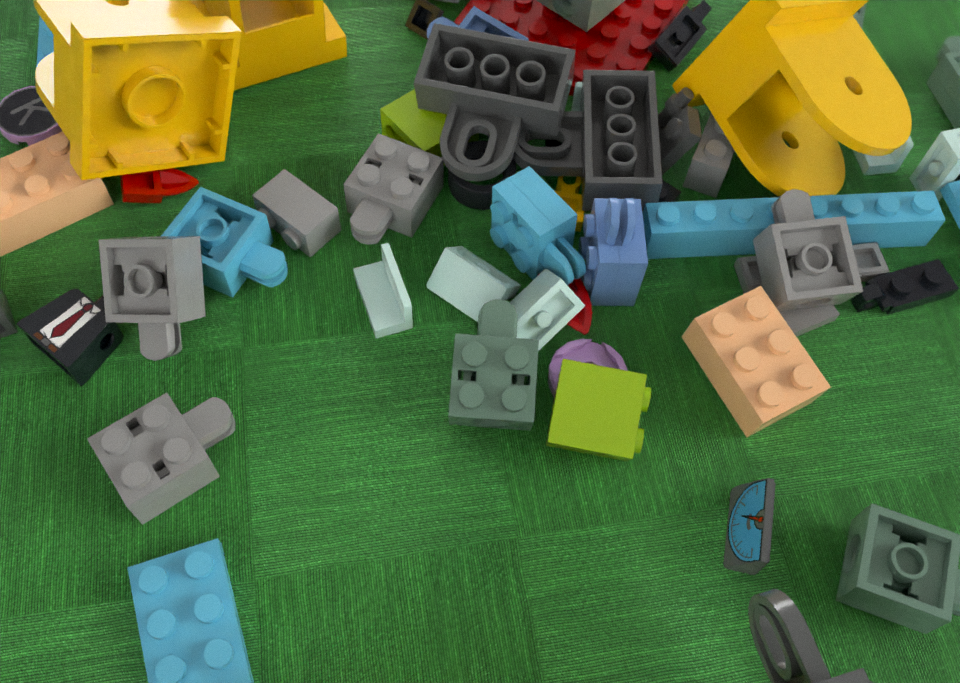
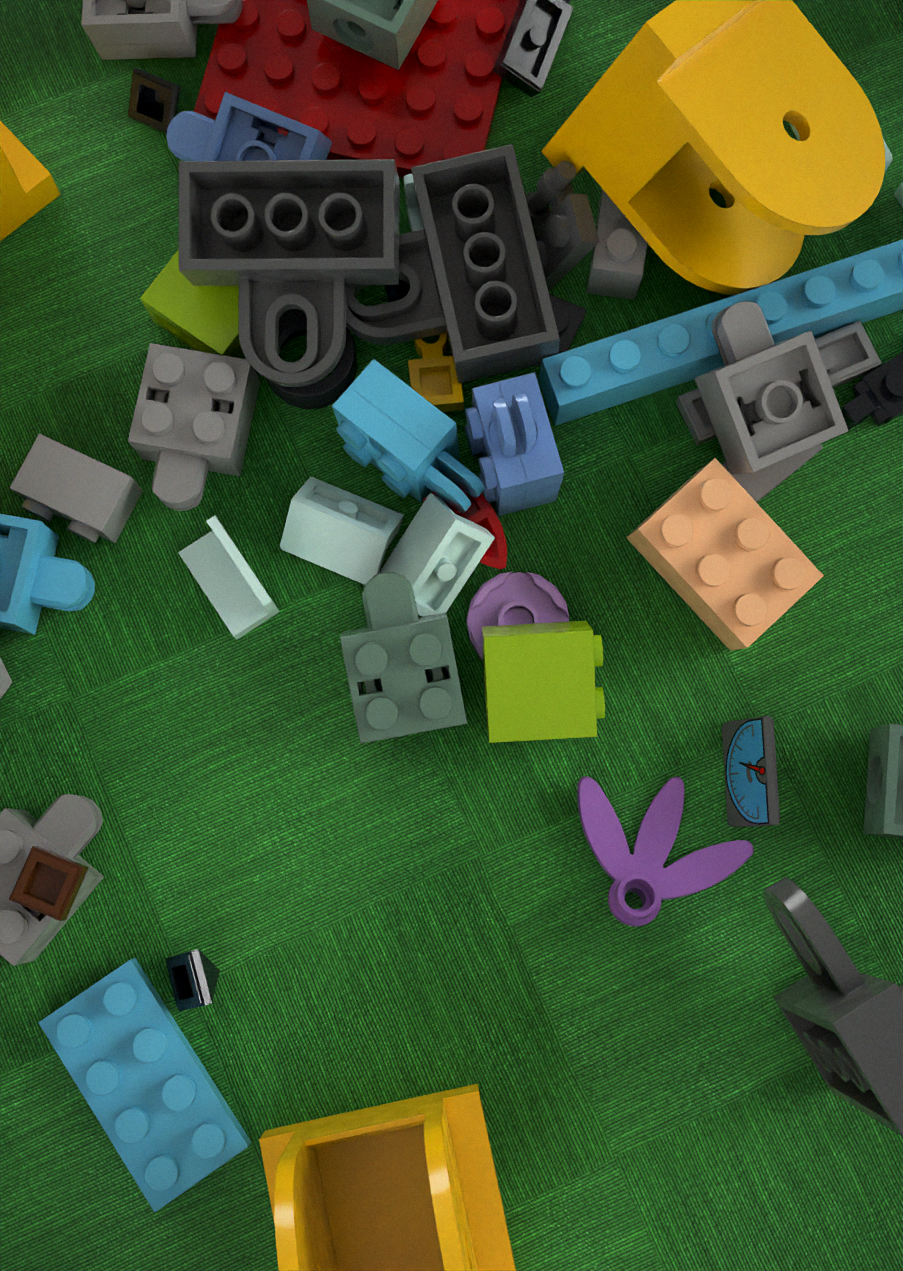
camera: 10 degrees left, 20 degrees up
(179, 448) = (48, 883): none -> reddish brown tile
(260, 566) = (192, 979): none -> black slope
(648, 581) = (644, 868): none -> medium lavender plant

